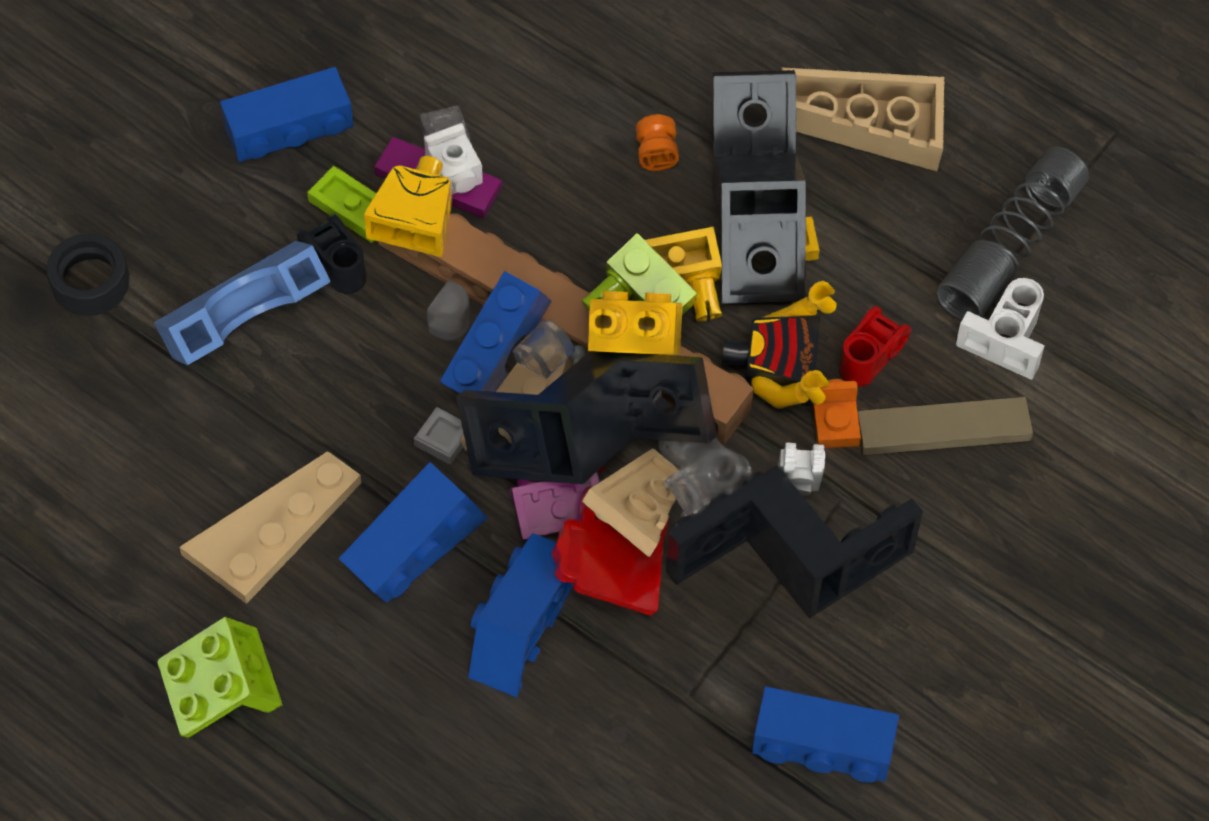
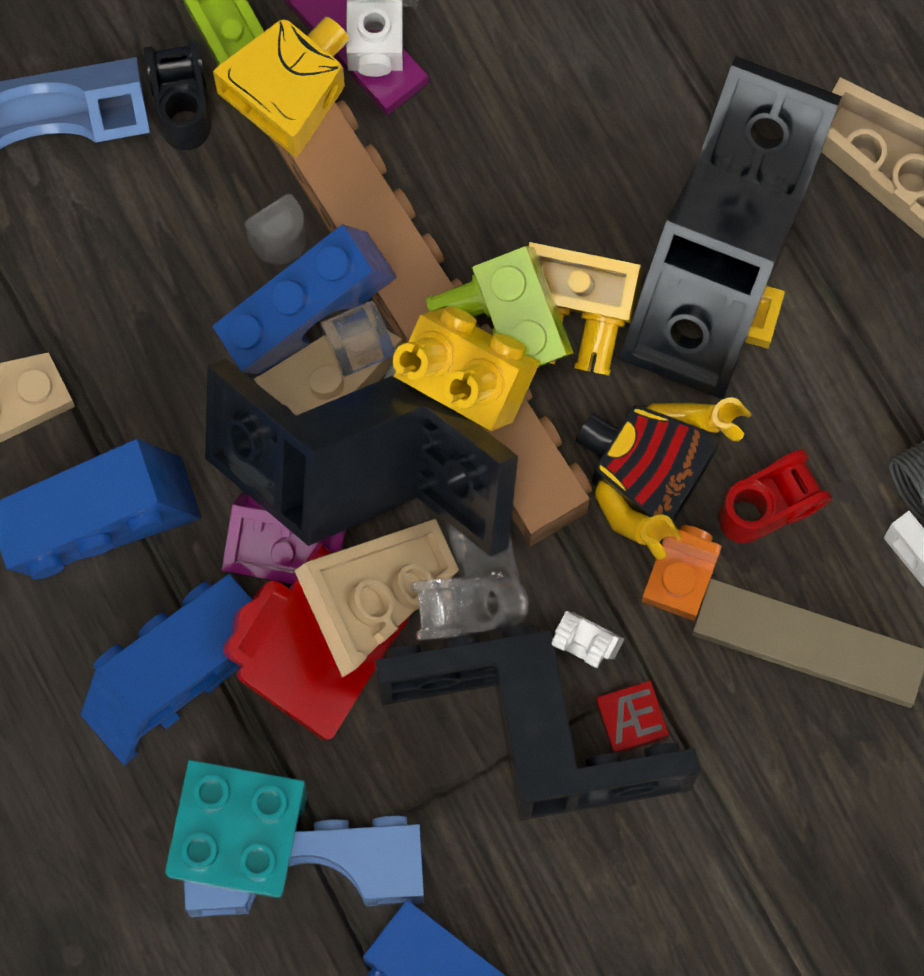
camera: 25 degrees right, 15 degrees up
(441, 436) = (188, 388): light grey tile -> none
(622, 690) = (235, 829): none -> teal bracket
(657, 142) = (643, 107): orange wheel -> none
(727, 678) = (377, 860): none -> medium blue arch
(848, 514) = (632, 717): none -> red tile

